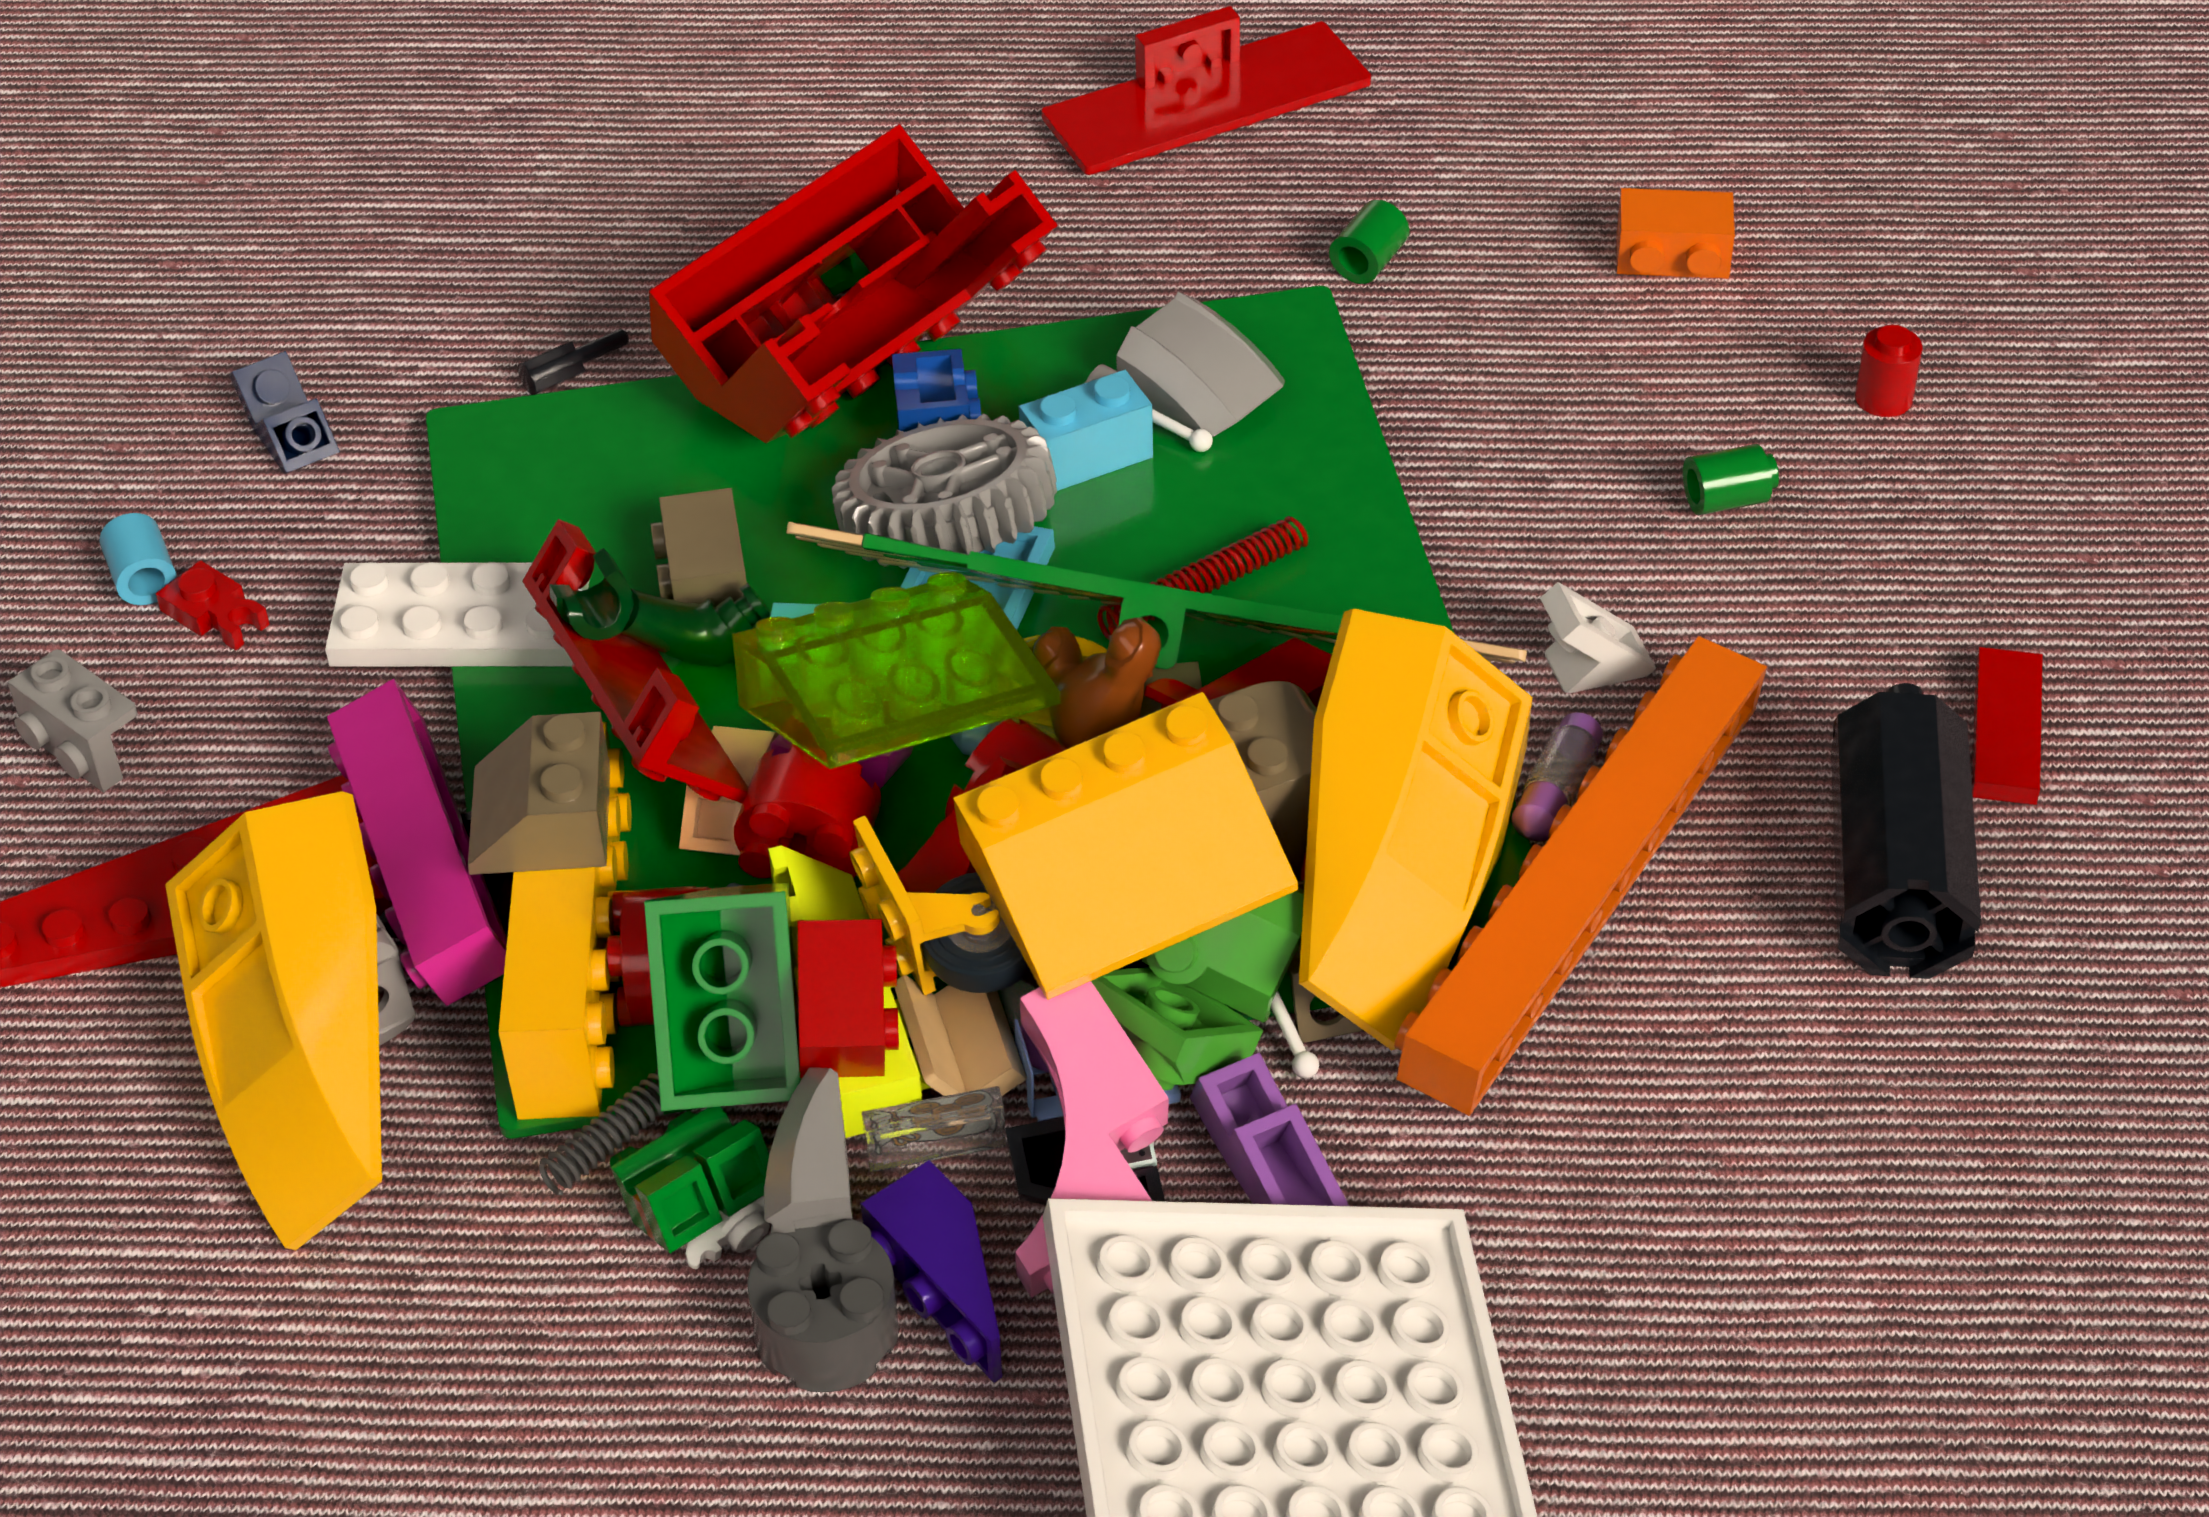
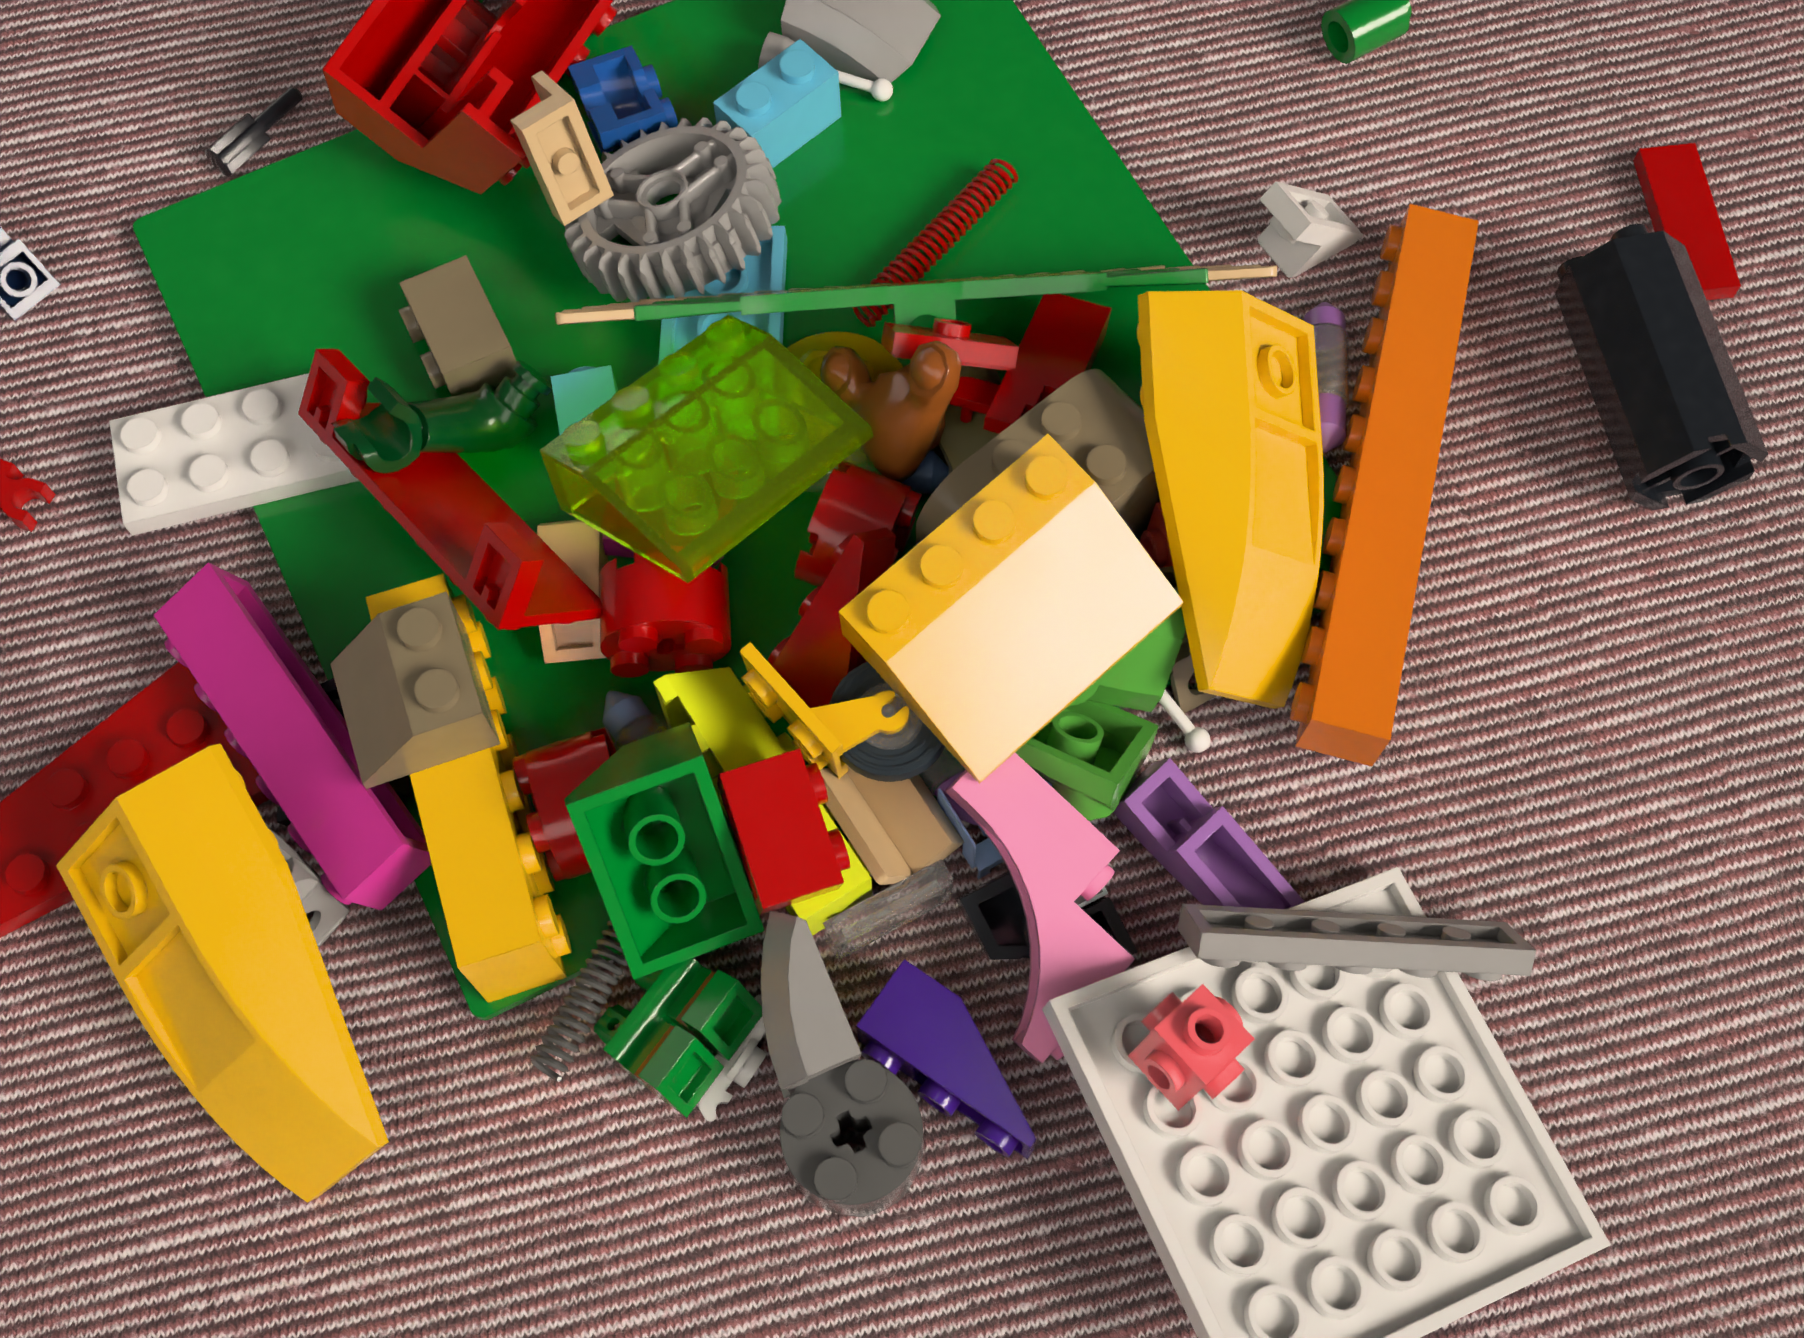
camera: 15 degrees left, 20 degrees up
(848, 408) = (561, 152): none -> tan panel
(1166, 1257) = (1192, 1046): none -> coral brick
(1176, 646) = (973, 348): none -> red plate
(1380, 1240) = (1354, 941): none -> light grey plate

